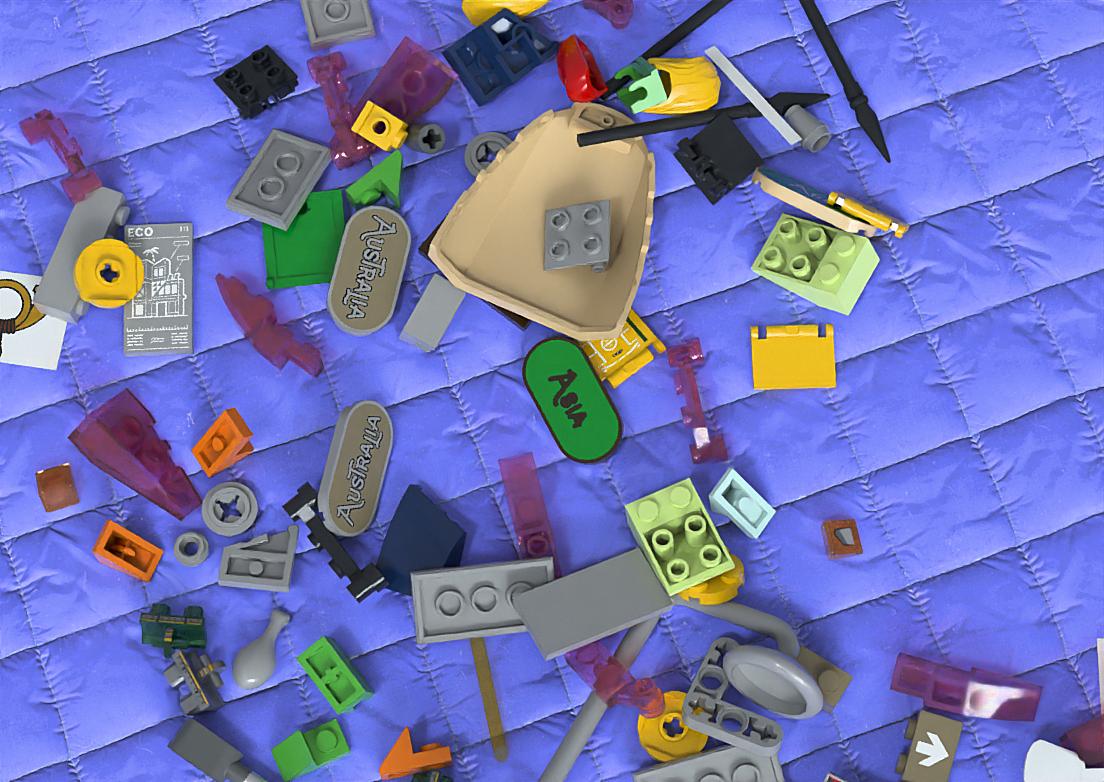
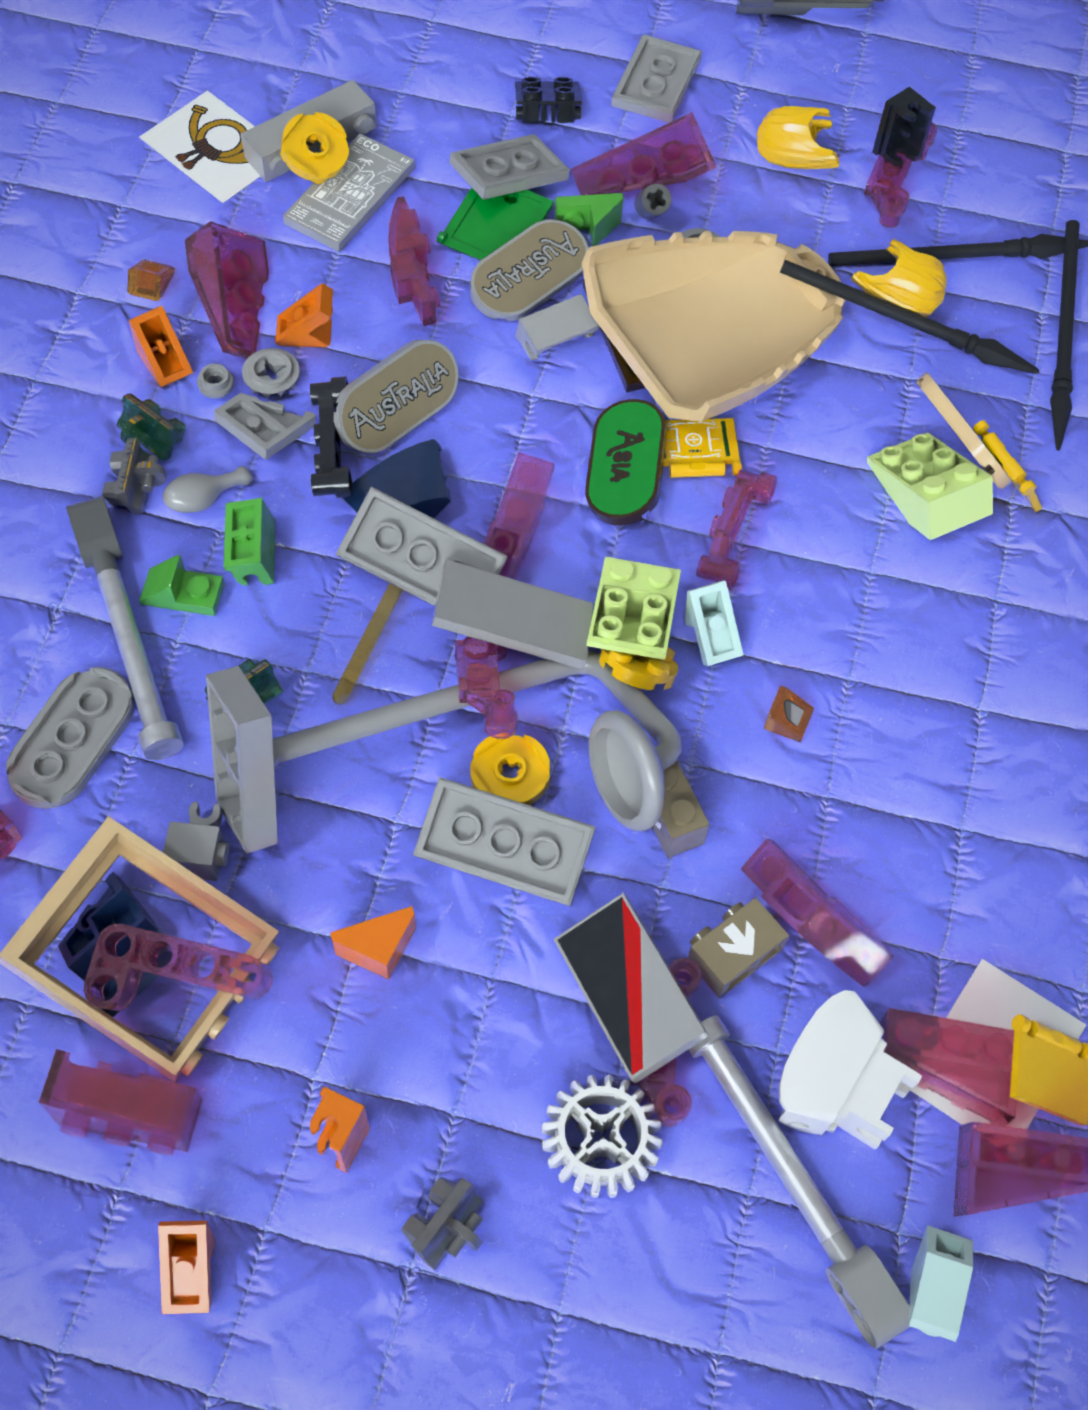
camera: 30 degrees right, 10 degrees down
(67, 150) = (354, 38): clear pink plate -> none
(341, 113) = (595, 144): clear pink plate -> none
(368, 120) = (620, 168): yellow brick -> none
(404, 762) = (256, 641): orange slope -> none
(497, 55) = (763, 178): dark blue slope -> none
(578, 236) = (729, 339): light grey hinge -> none
(579, 71) = (824, 226): red piece -> none
(644, 90) = (871, 257): bright green hinge -> none
(712, 702) = (561, 770): light grey beam -> none
(718, 158) = (898, 354): black hinge -> none
(753, 95) = (967, 326): white sticker -> none
(793, 357) = (853, 547): yellow piece -> none
(813, 131) = (999, 381): light grey cone -> none

